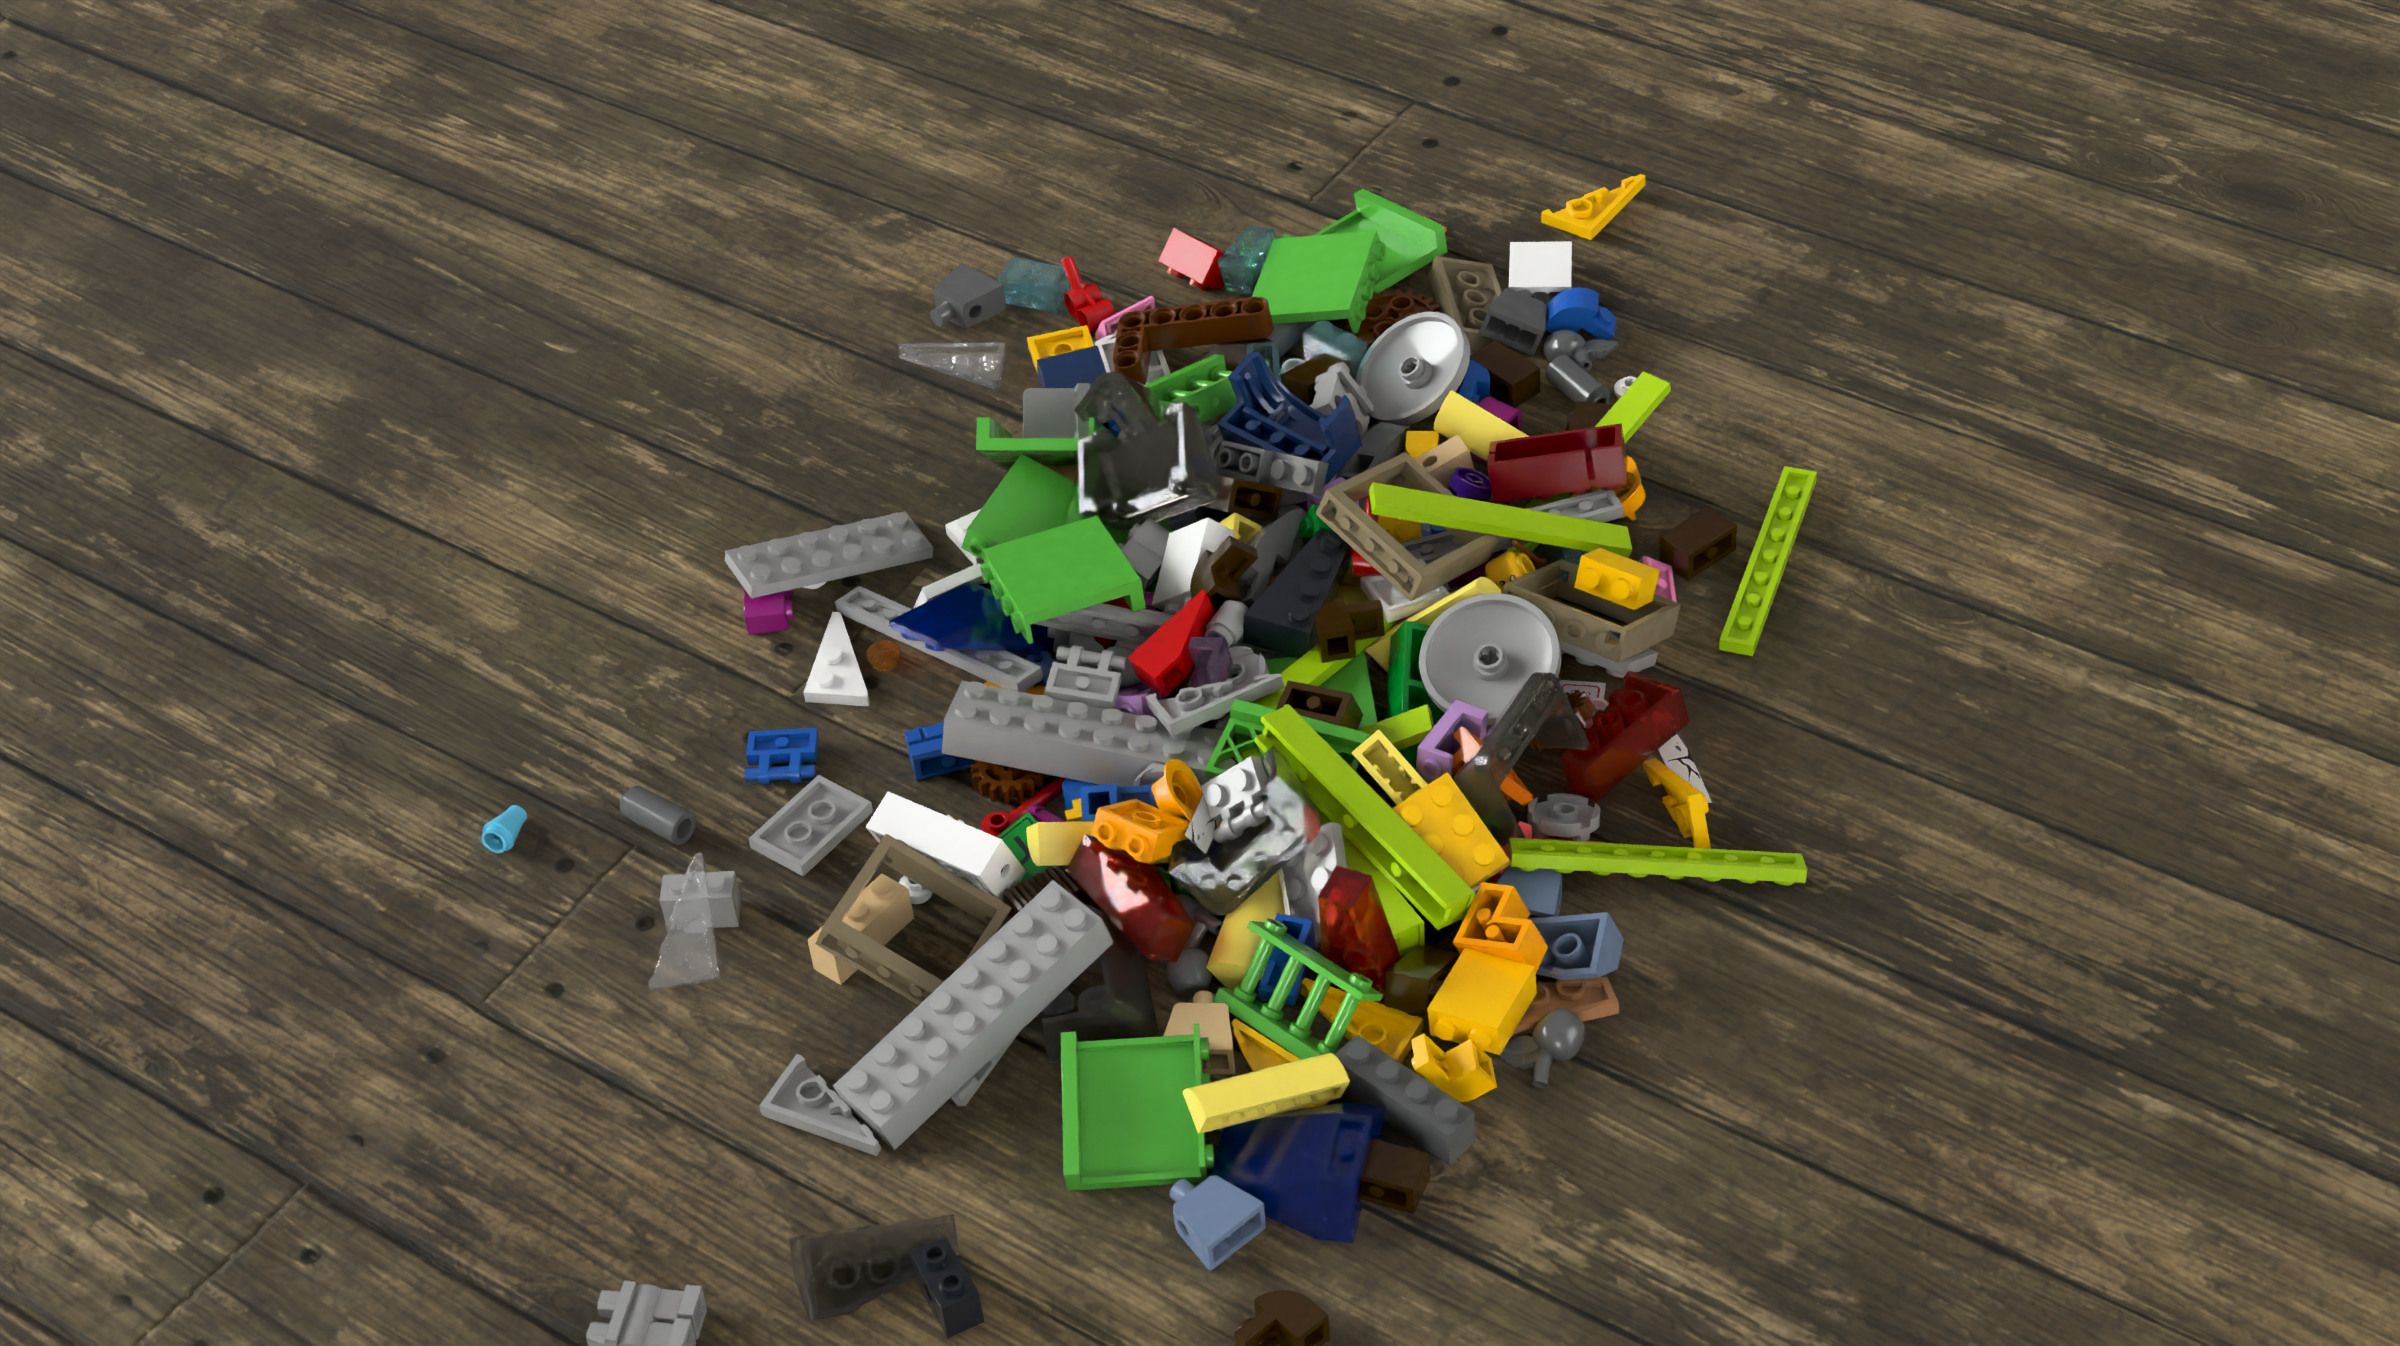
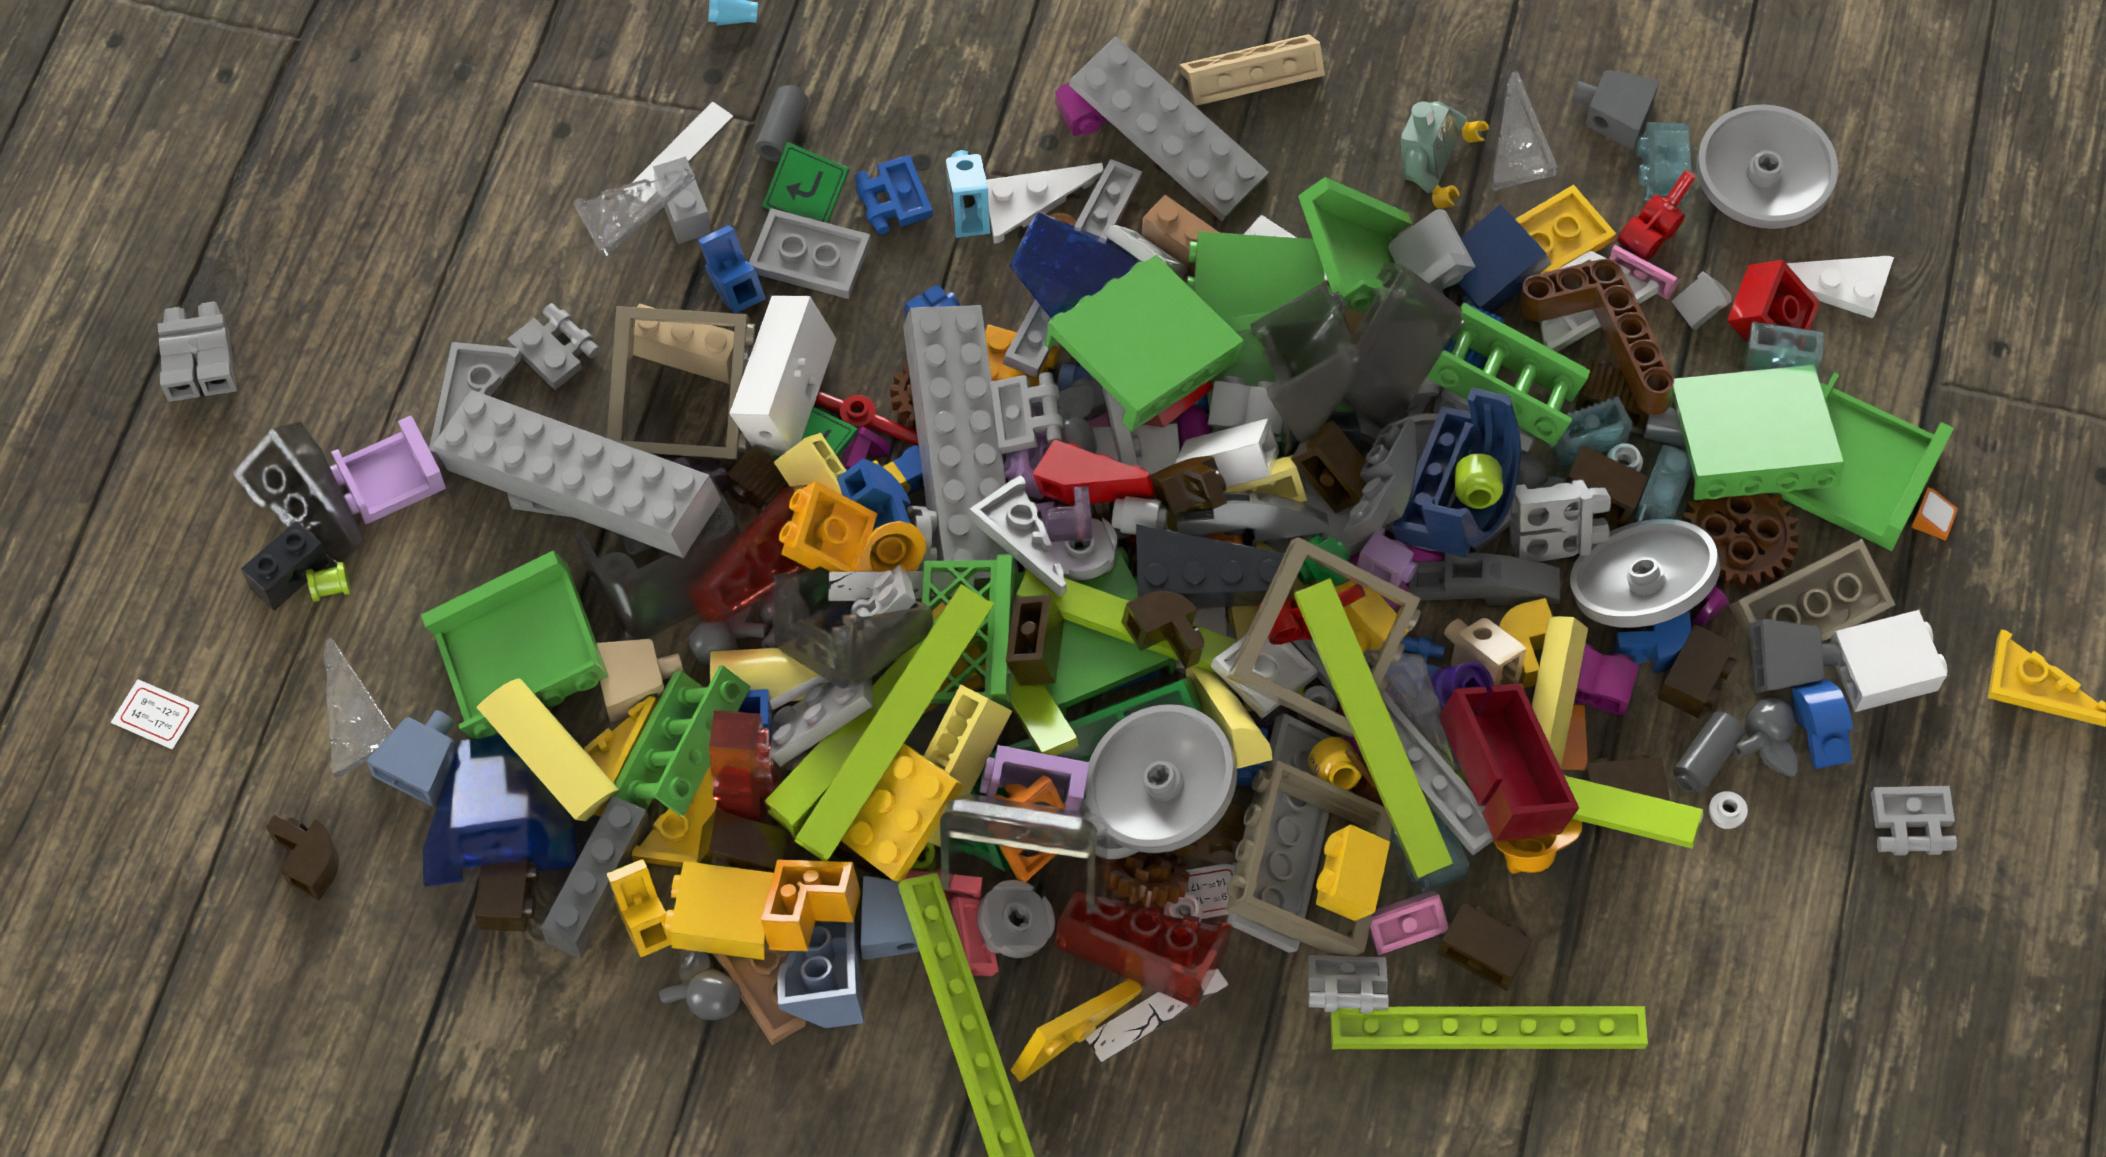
camera: 65 degrees right, 20 degrees up
(633, 903) = (691, 139): none -> white sticker
(737, 808) = (806, 184): none -> green piece
(794, 494) = (1253, 69): none -> tan fence
(804, 883) = (729, 271): none -> blue brick
(813, 1042) = (546, 354): none -> light grey plate
(816, 696) = (967, 177): none -> medium azure torso
(877, 1180) = (388, 473): none -> lavender panel
(935, 566) = (1173, 228): none -> medium nougat brick
(943, 404) = (1430, 143): none -> sand green torso
(981, 1255) = (328, 582): none -> lime bush
(1075, 223) = (1767, 166): none -> light grey dish
(1147, 1264) = (354, 718): none -> clear wing
(1173, 290) = (1702, 300): none -> light grey tile
(1200, 219) = (1846, 283): none -> white wing
(1299, 415) = (1478, 480): none -> lime head
(1669, 296) = (1912, 808): none -> light grey plate
(1701, 622) = (1347, 974): none -> light grey plate

